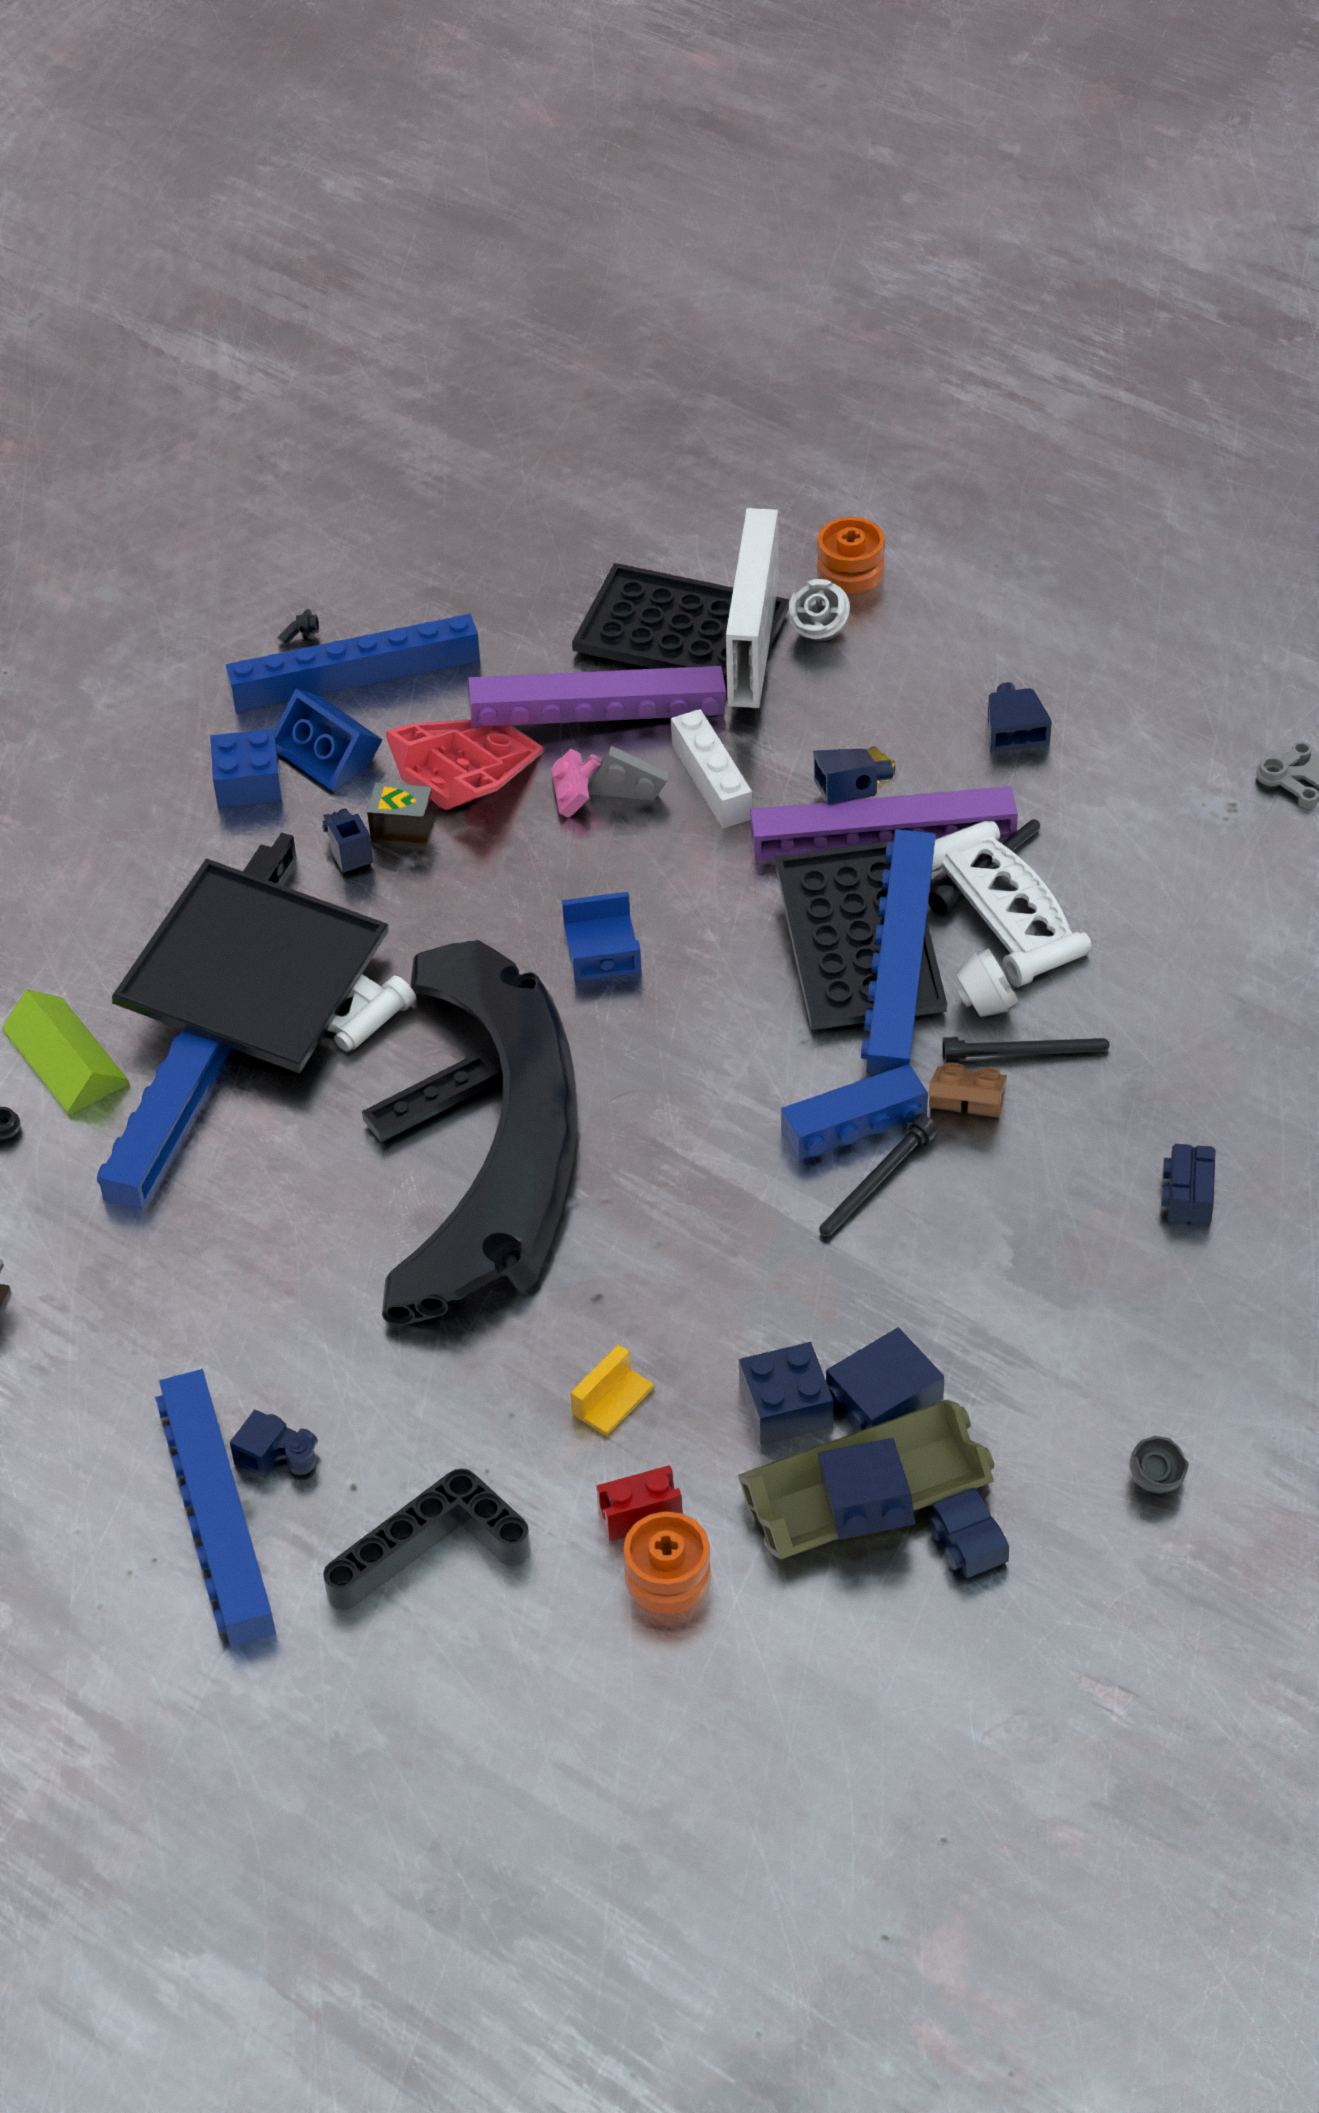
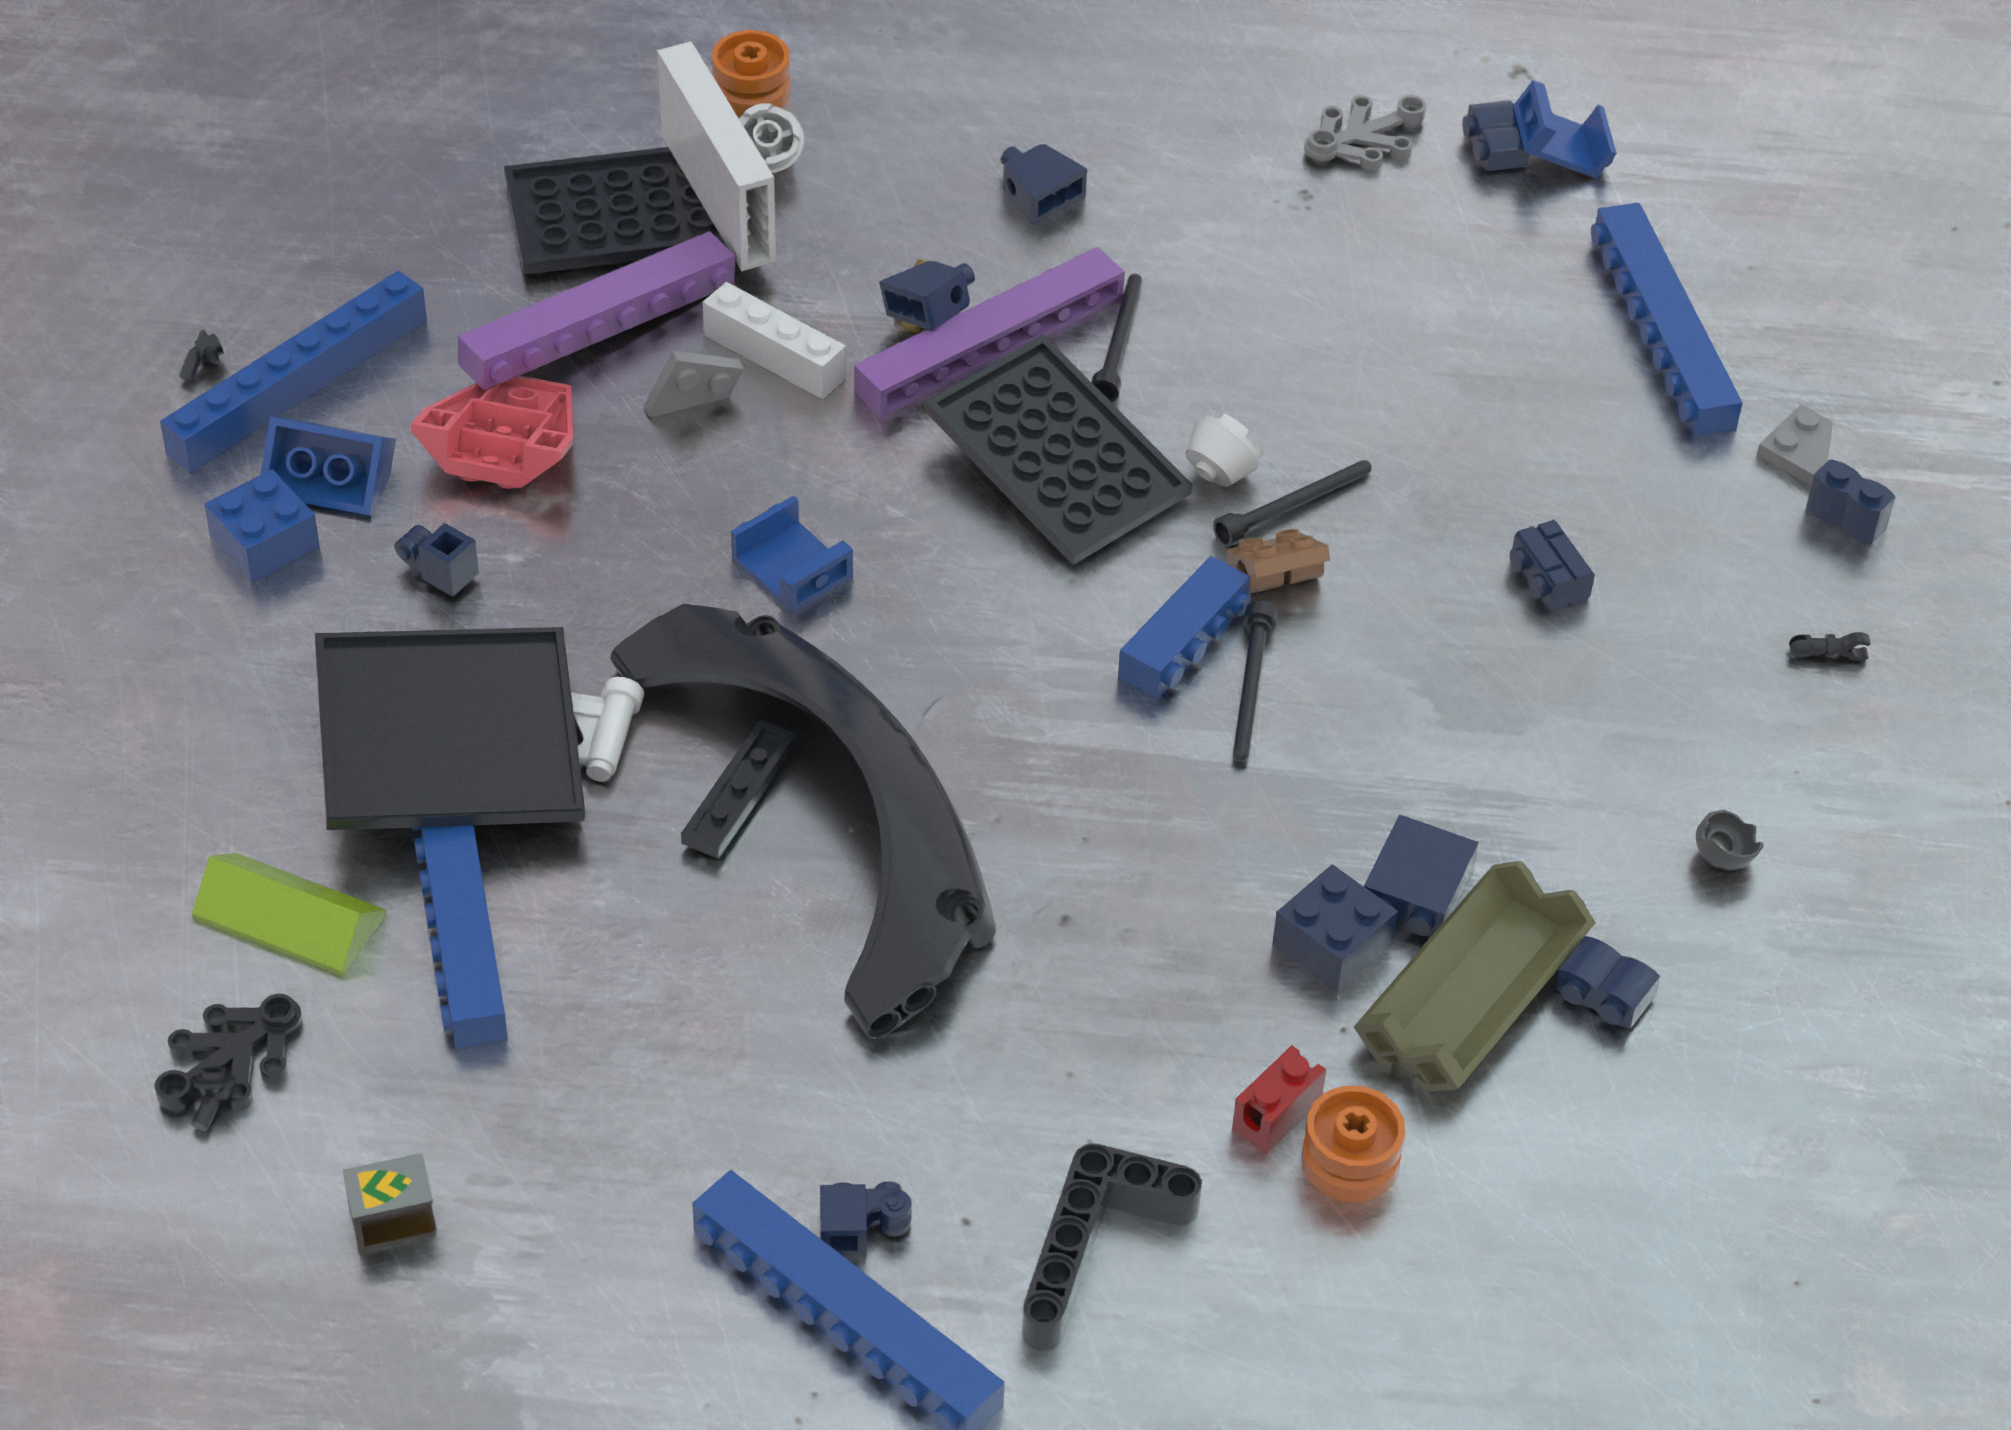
camera: 35 degrees left, 0 degrees up
(274, 861) = (365, 614): black panel -> none
(399, 814) = (480, 506): piece -> none
(571, 781) = (637, 407): bright pink plate -> none
(609, 1392) = (1160, 1007): yellow panel -> none
(866, 1488) = (1493, 981): dark blue brick -> none
(900, 953) = (1123, 449): blue brick -> none
(1029, 953) = (1093, 334): white piece -> none

